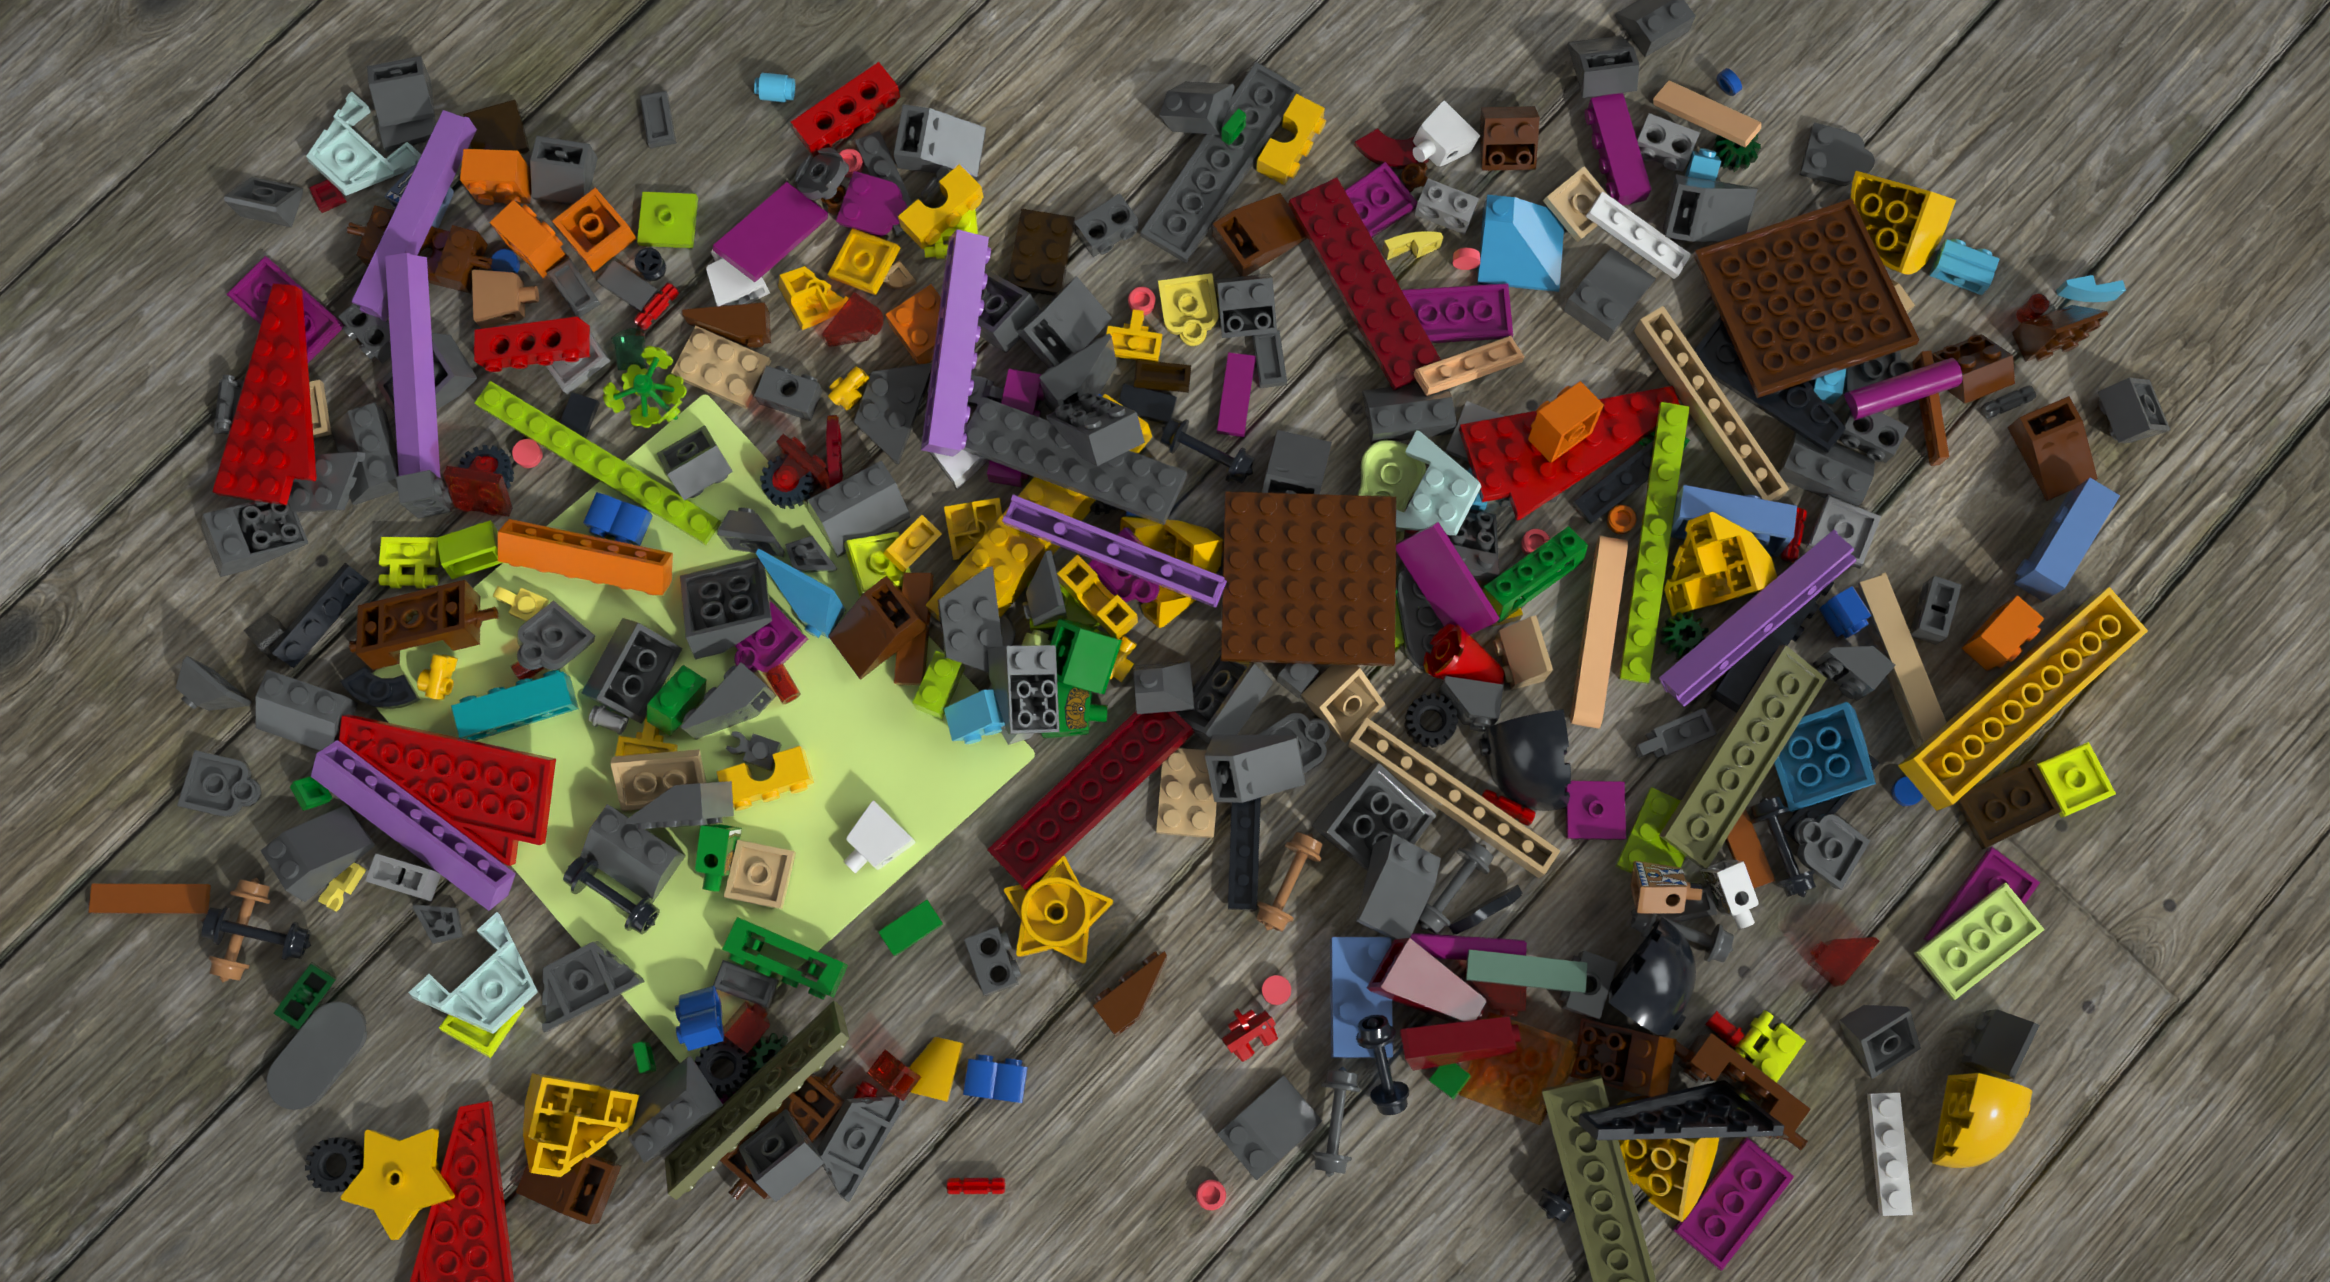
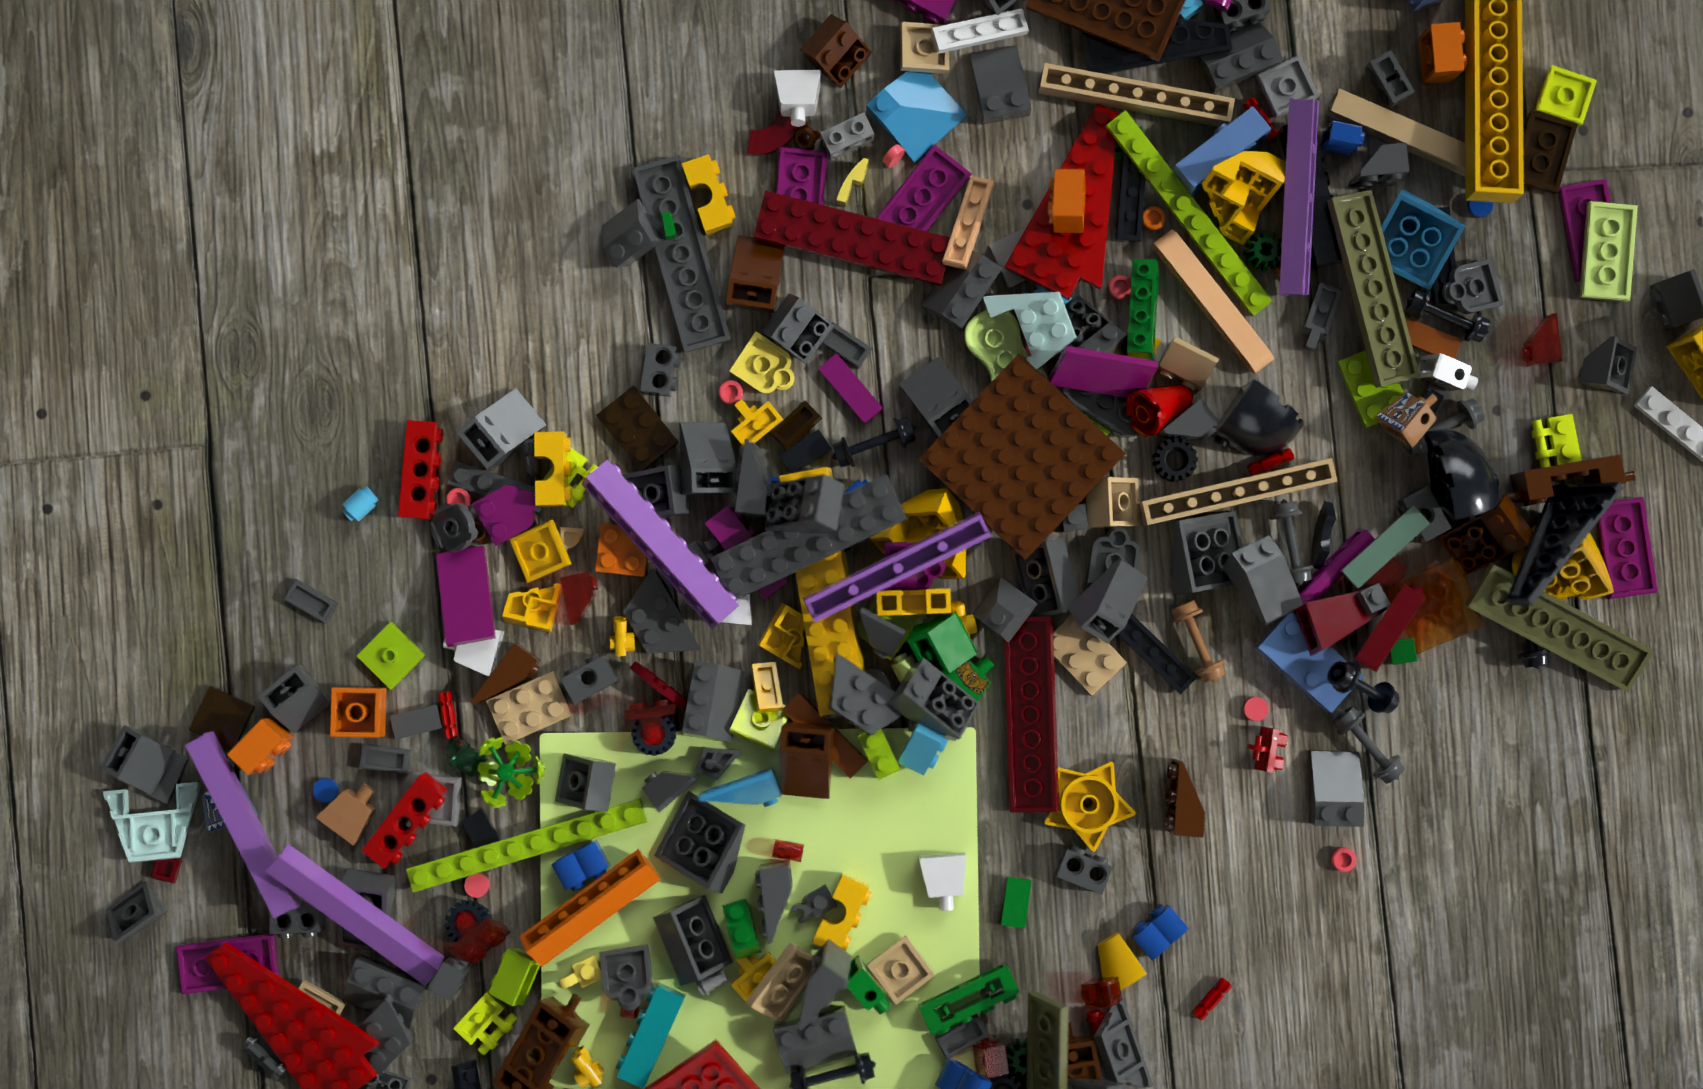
camera: 50 degrees left, 10 degrees up
(453, 252) = (289, 818): reddish brown brick -> none
(529, 237) = (326, 762): orange brick -> none
(645, 259) = (410, 696): black wheel -> none
(770, 644) = (757, 836): magenta plate -> none
(1469, 1001) = (1373, 599): none -> dark grey plate
(1596, 810) = (1322, 409): magenta plate -> none
(1725, 1029) = (1520, 456): red pin -> none

